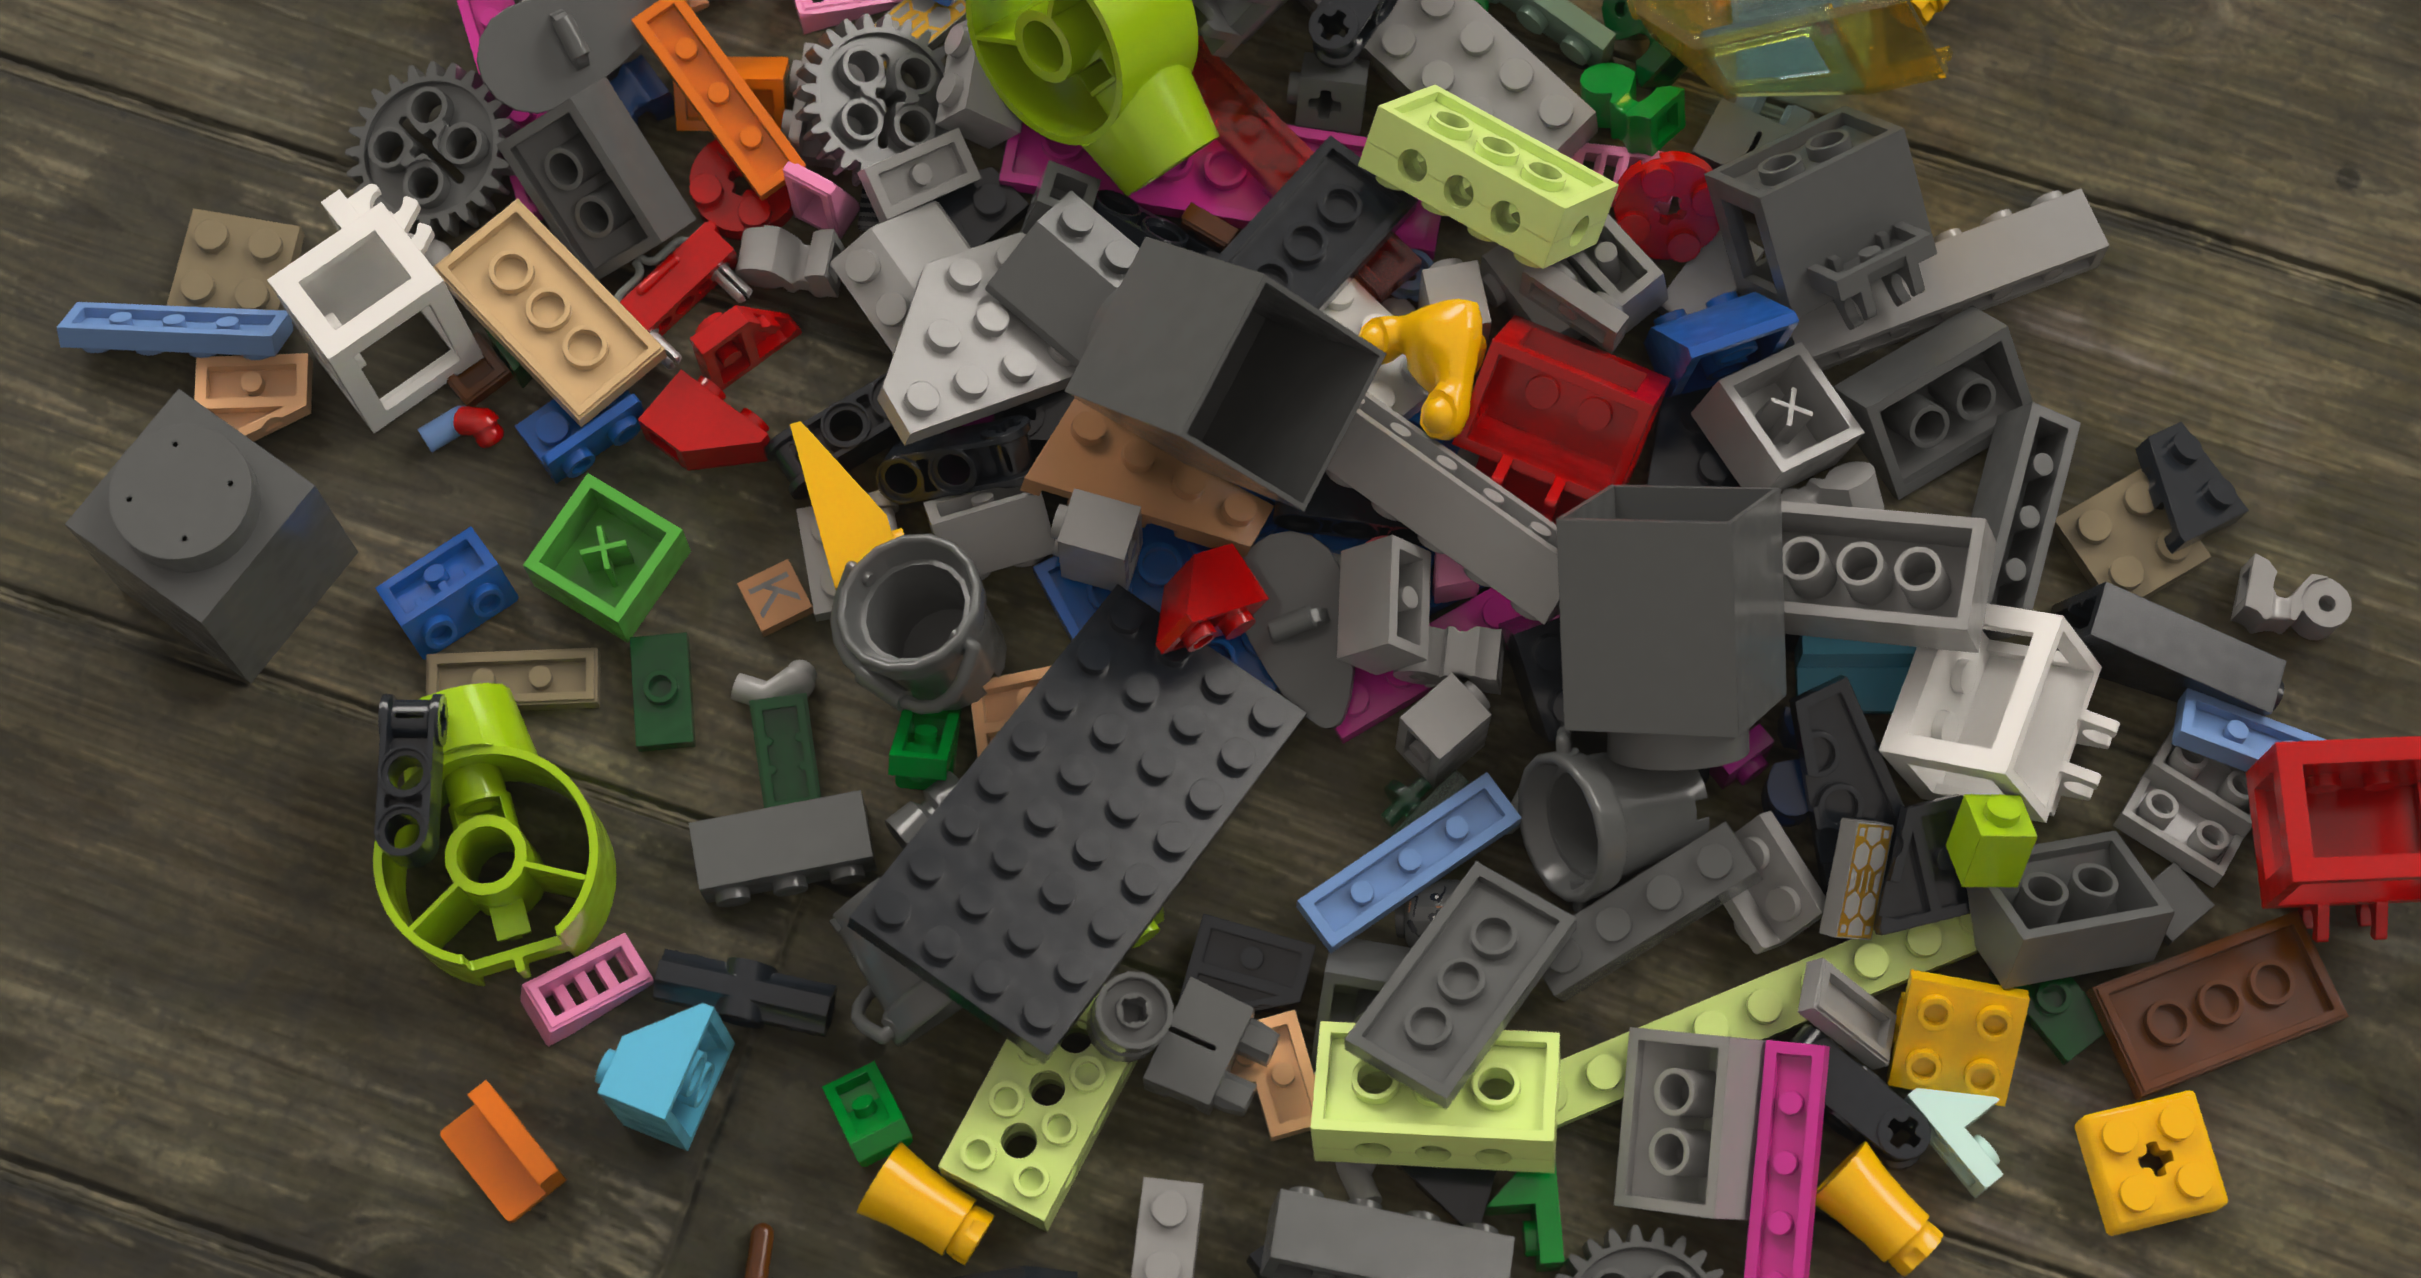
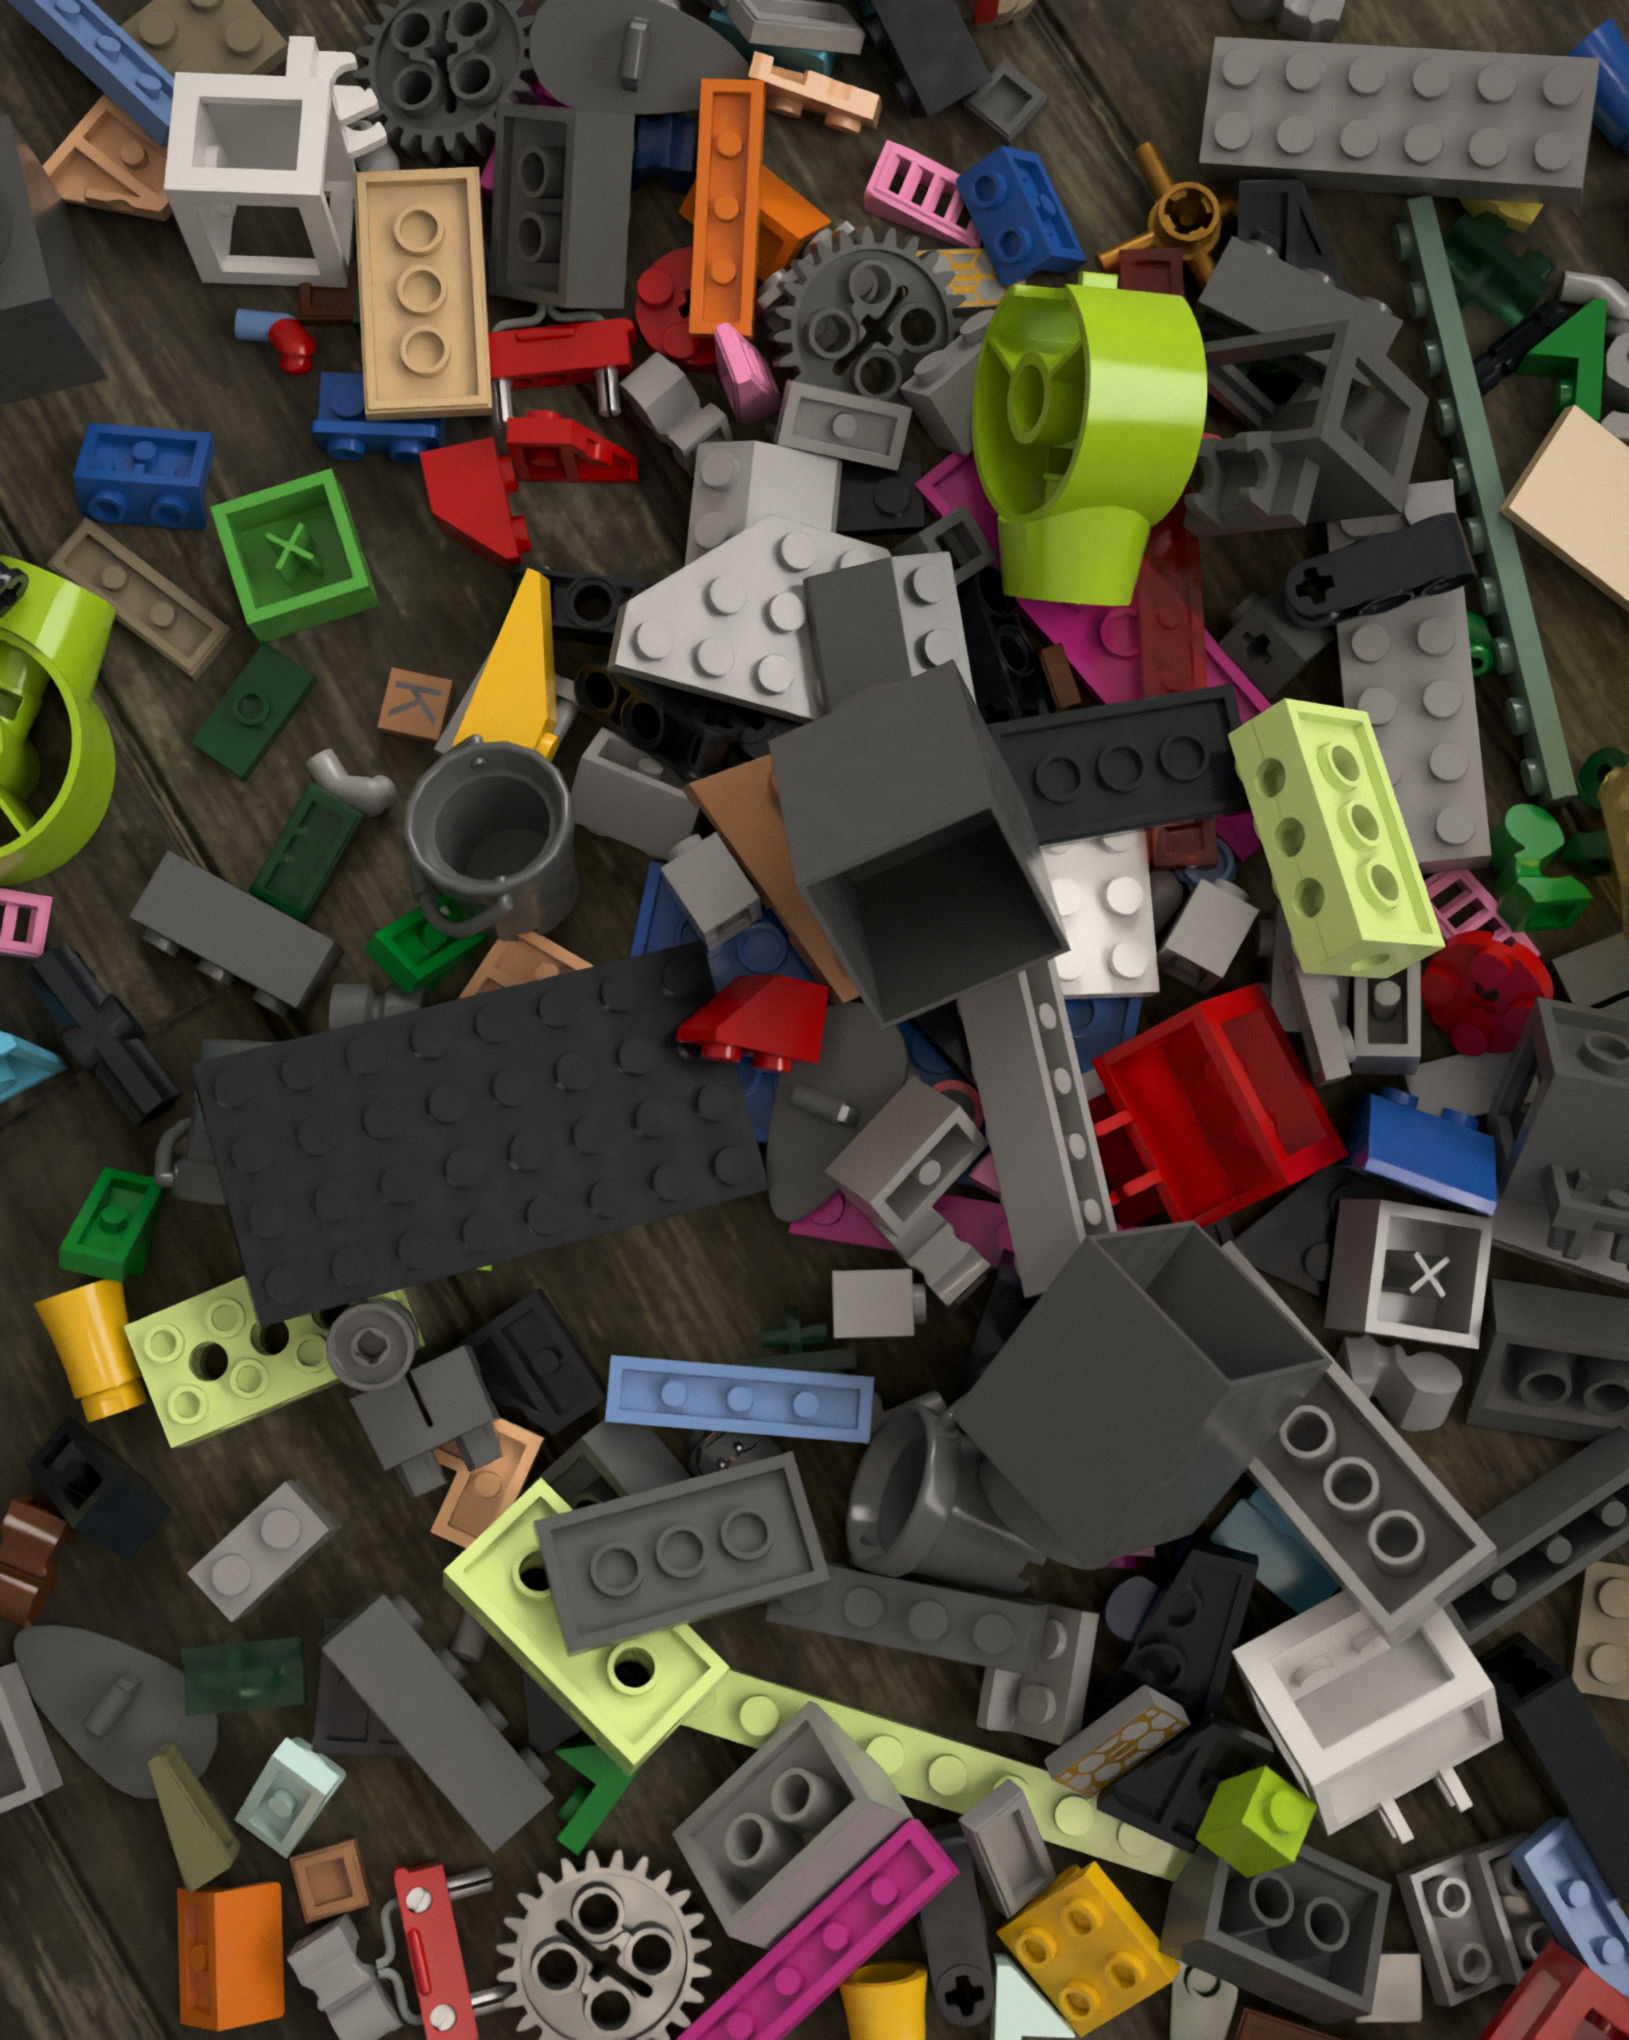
camera: 40 degrees right, 10 degrees up
(1442, 355) = (1148, 977): yellow head -> none

